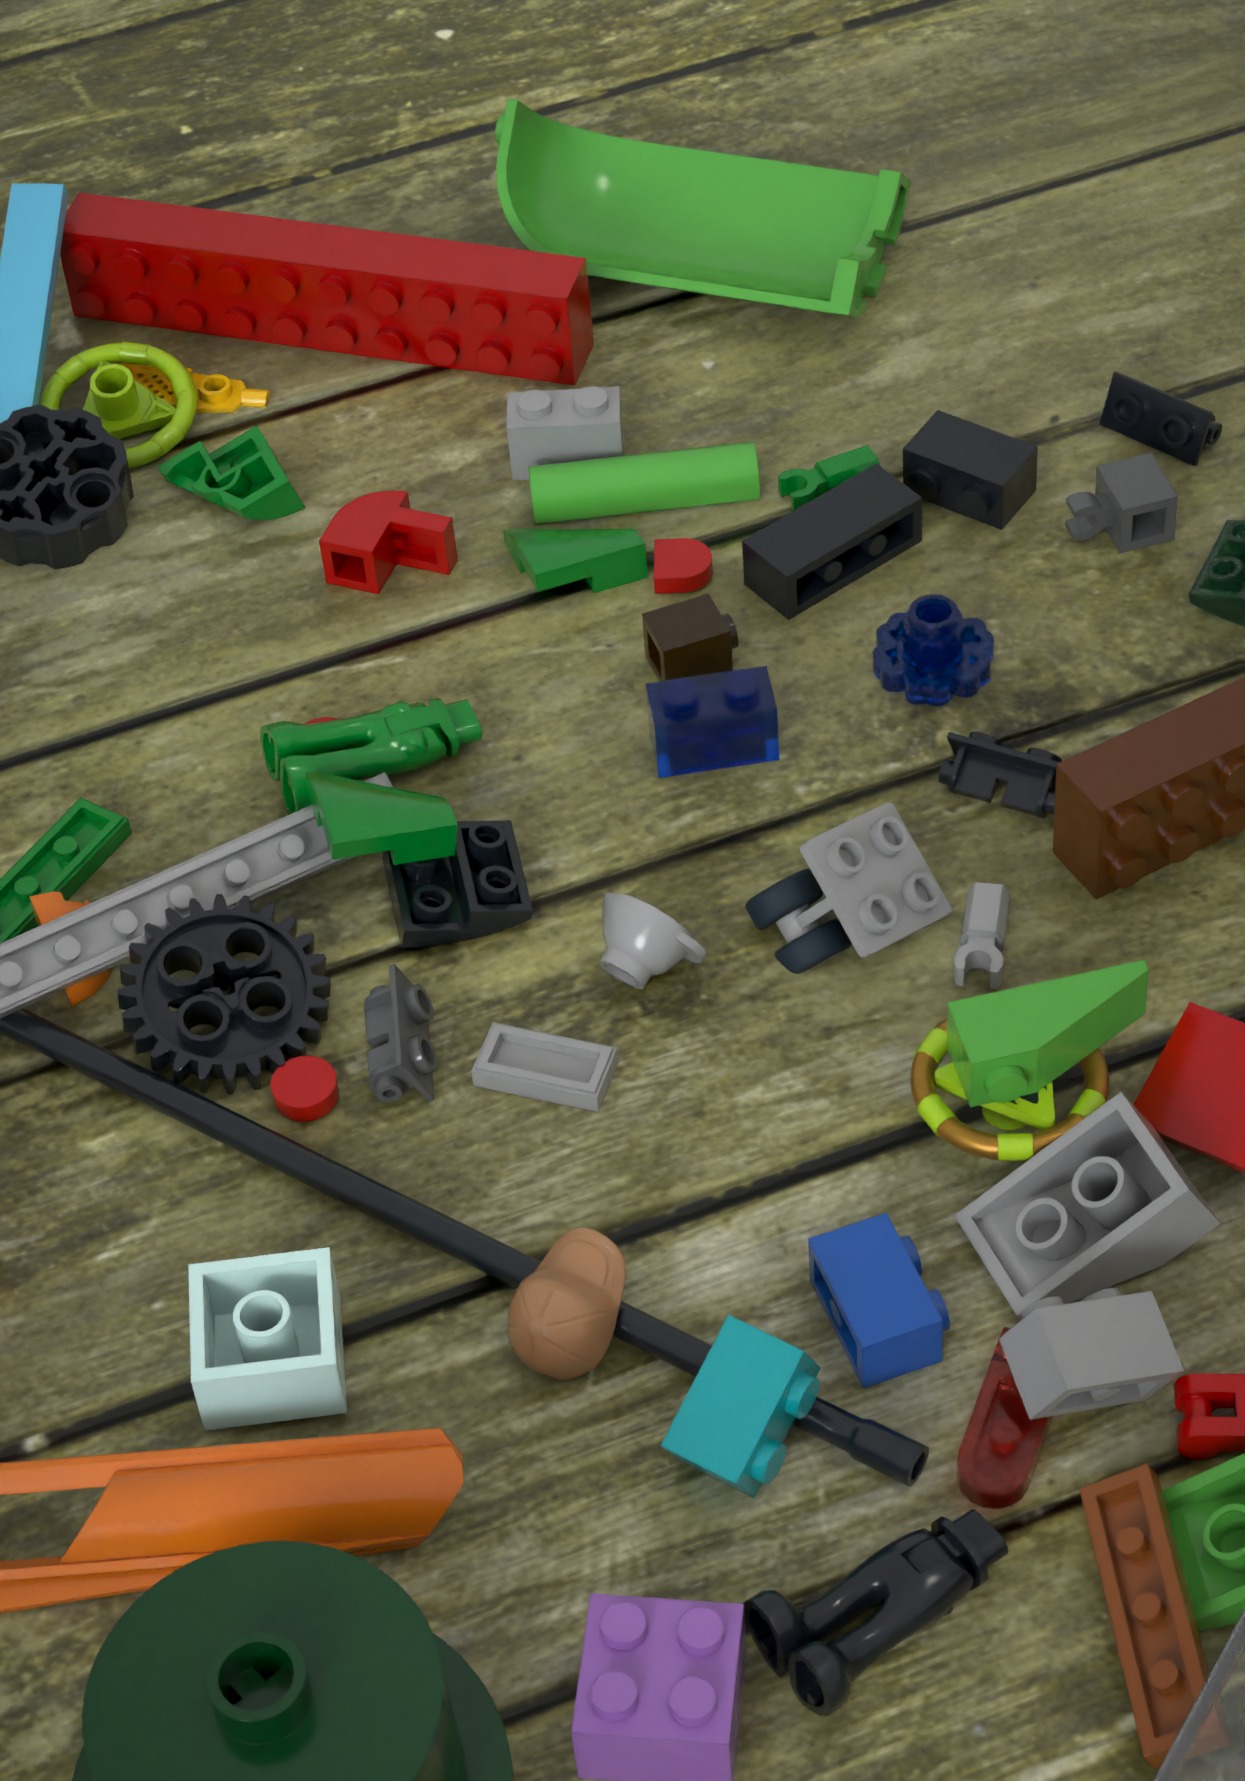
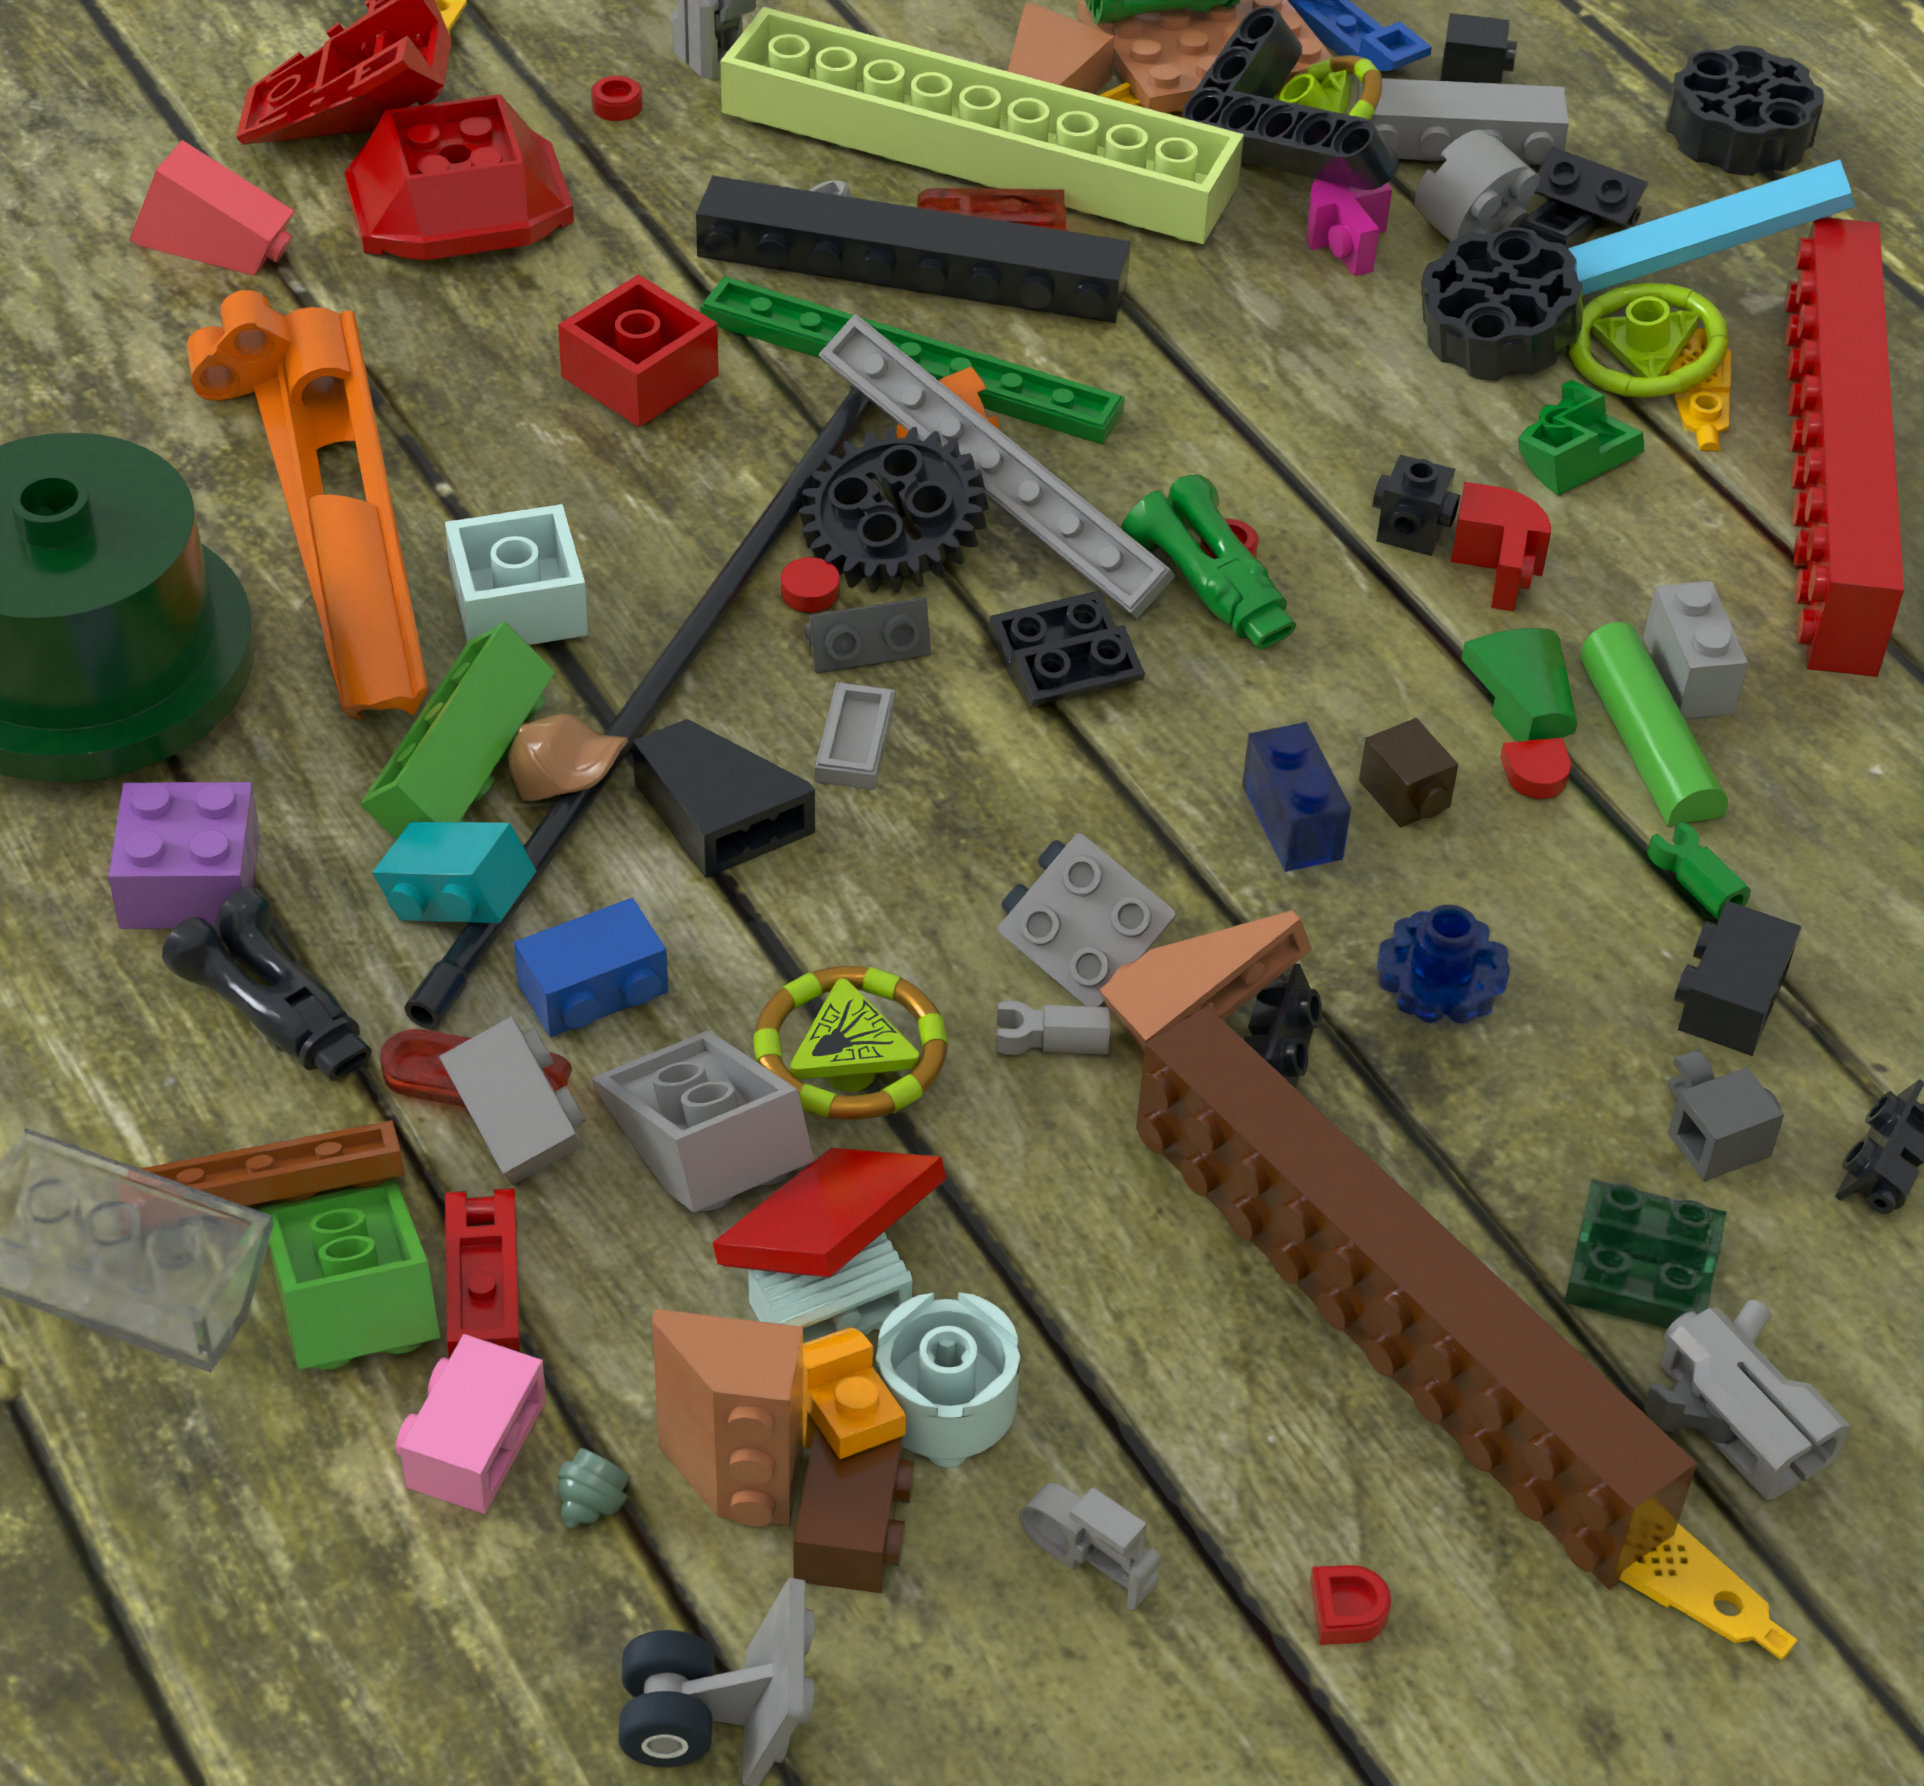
camera: 75 degrees right, 0 degrees up
(322, 590) = (1416, 492): none -> black brick
(381, 818) = (1097, 561): green slope -> none
(521, 1403) = (461, 733): none -> bright green brick
(638, 1175) = (720, 796): none -> black slope
(642, 940) = (999, 773): light grey piece -> none
(832, 541) = (1592, 872): black brick -> none
(971, 818) = (1203, 971): none -> nougat slope
(1033, 1033) = (873, 1032): bright green slope -> none

